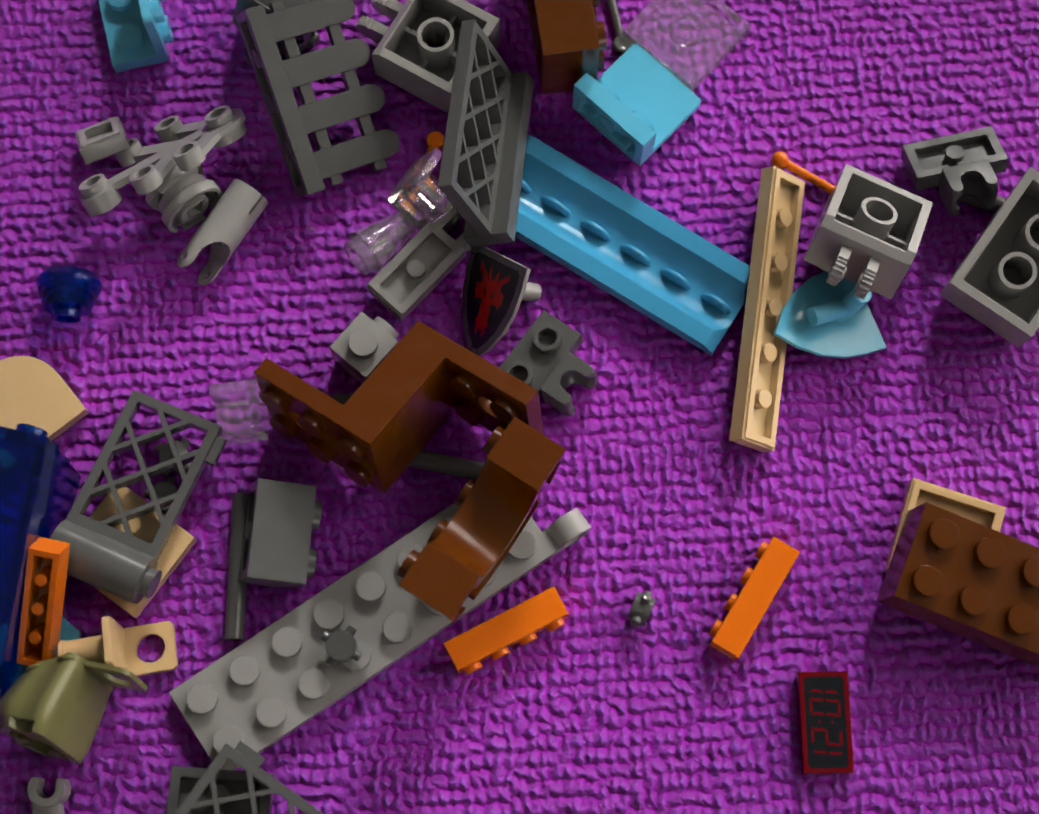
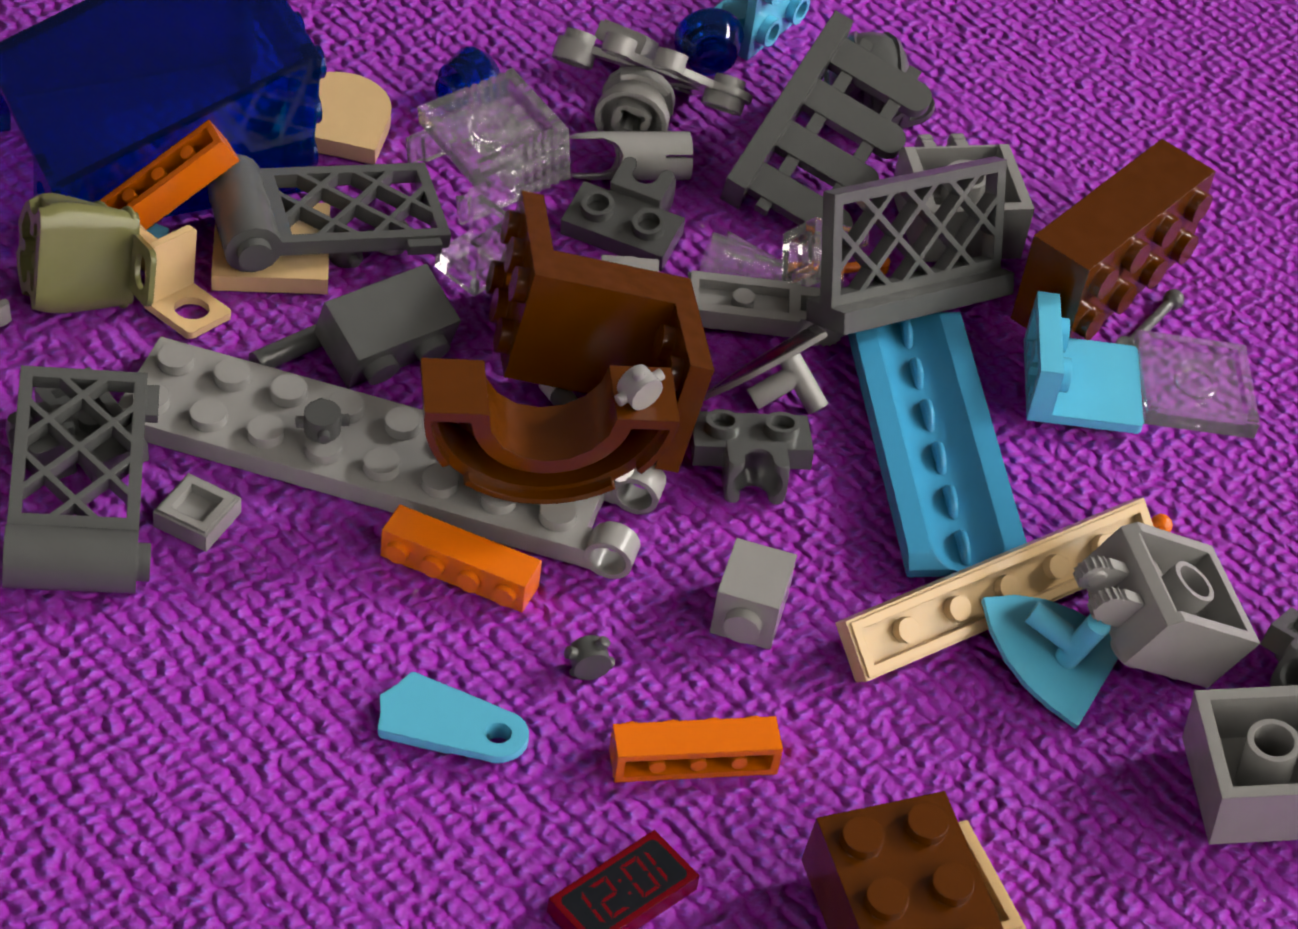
camera: 45 degrees right, 30 degrees down
(148, 83) = (710, 40): none -> clear blue cone
(149, 325) = (496, 137): none -> clear piece
(278, 282) = (628, 217): none -> dark grey plate
(343, 771) = (197, 512): none -> light grey tile
(530, 460) = (639, 387): none -> light grey piece
(627, 733) = (449, 721): none -> medium azure piece
(669, 471) = (753, 593): none -> light grey brick

